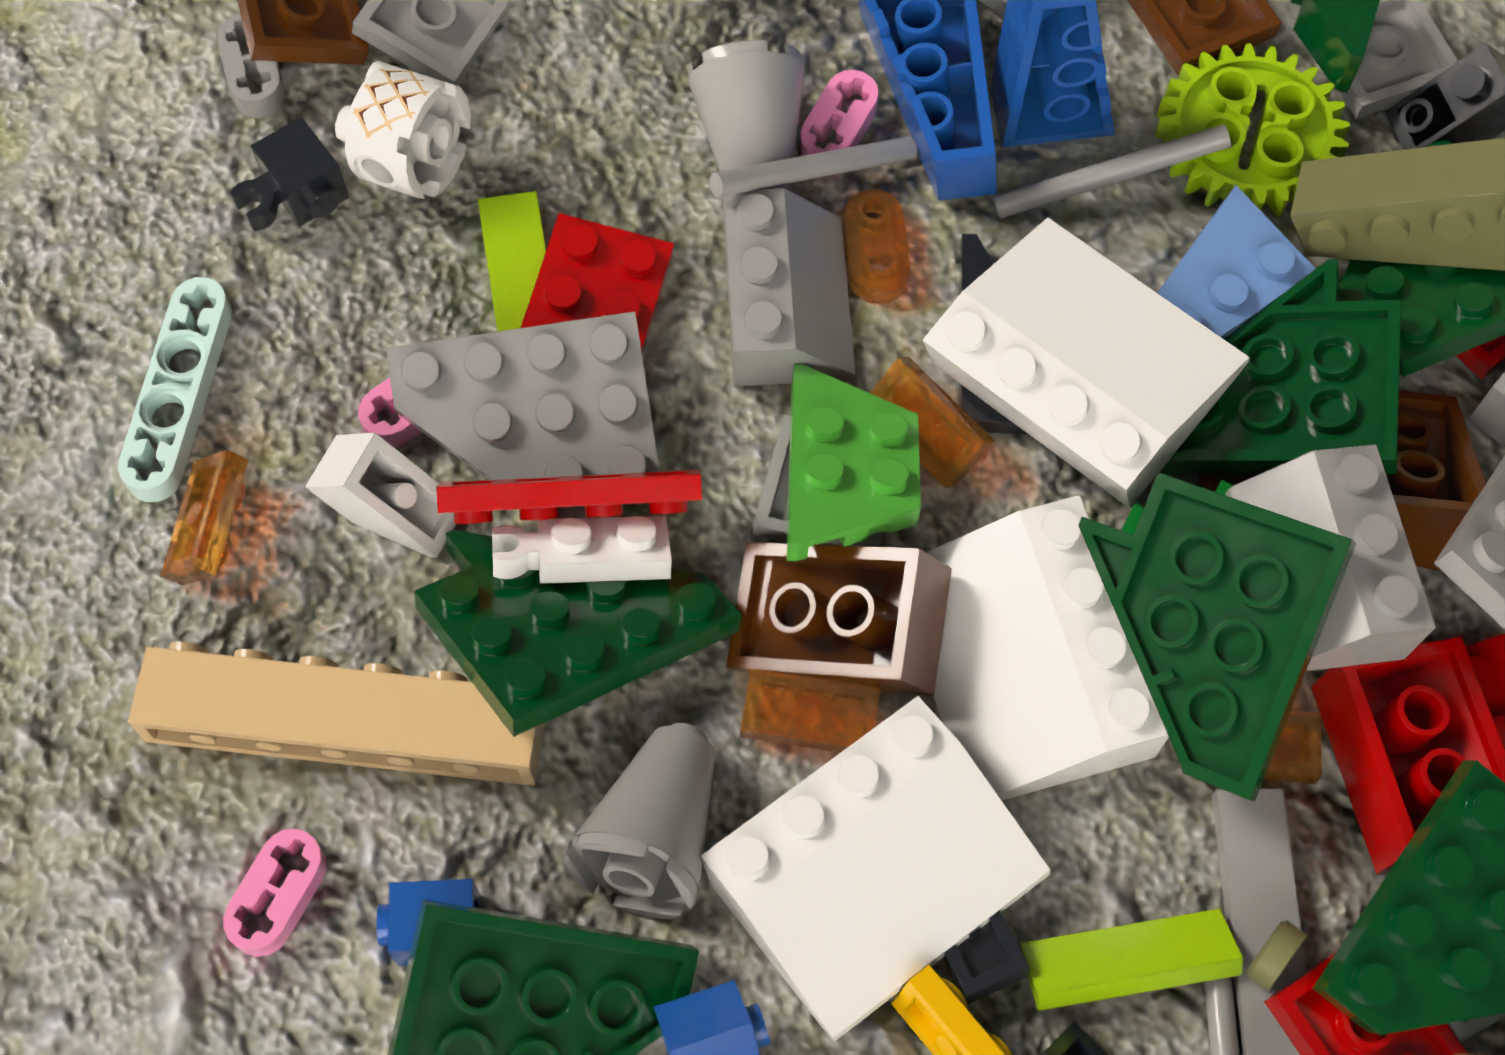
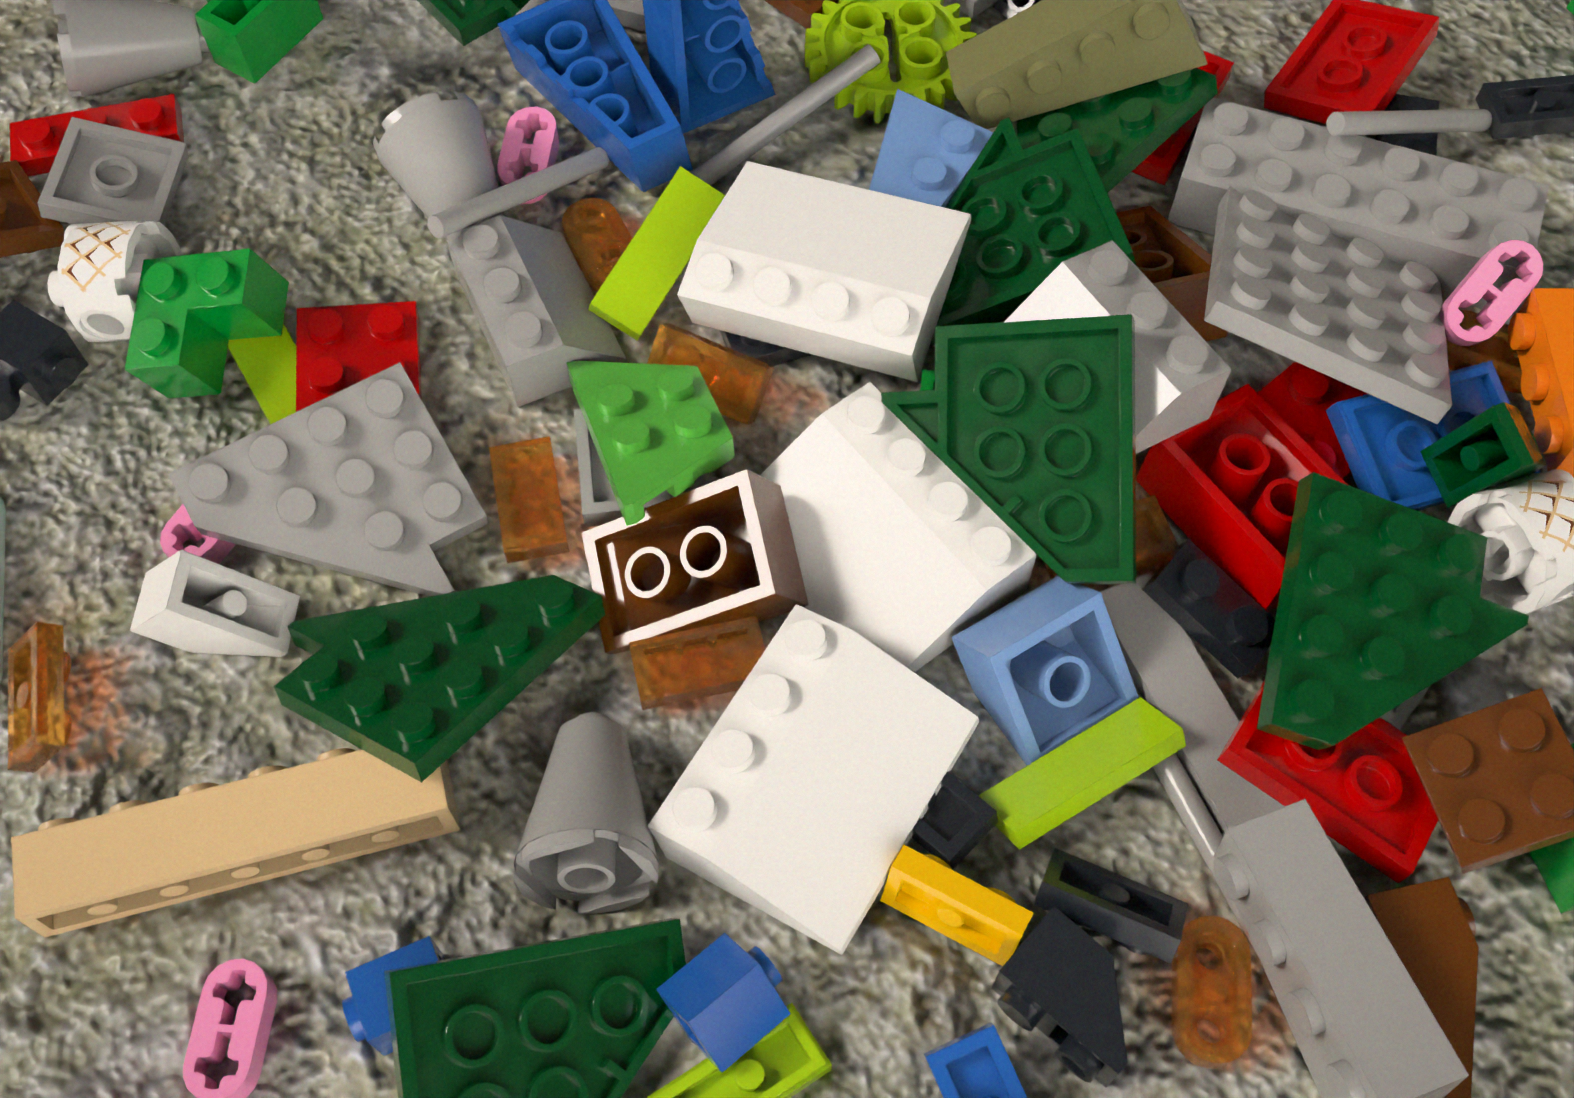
camera: 20 degrees left, 5 degrees down
(458, 187) = (192, 310): none -> green brick
(541, 496) = (370, 553): red plate -> none
(585, 550) = (429, 589): white plate -> none
(722, 461) = (528, 500): none -> clear orange plate
(926, 278) = (656, 254): none -> lime tile
(1139, 845) = (1047, 666): none -> medium blue slope
(1275, 954) = (1210, 714): olive tile -> none
(1327, 848) = (1212, 608): none -> black plate

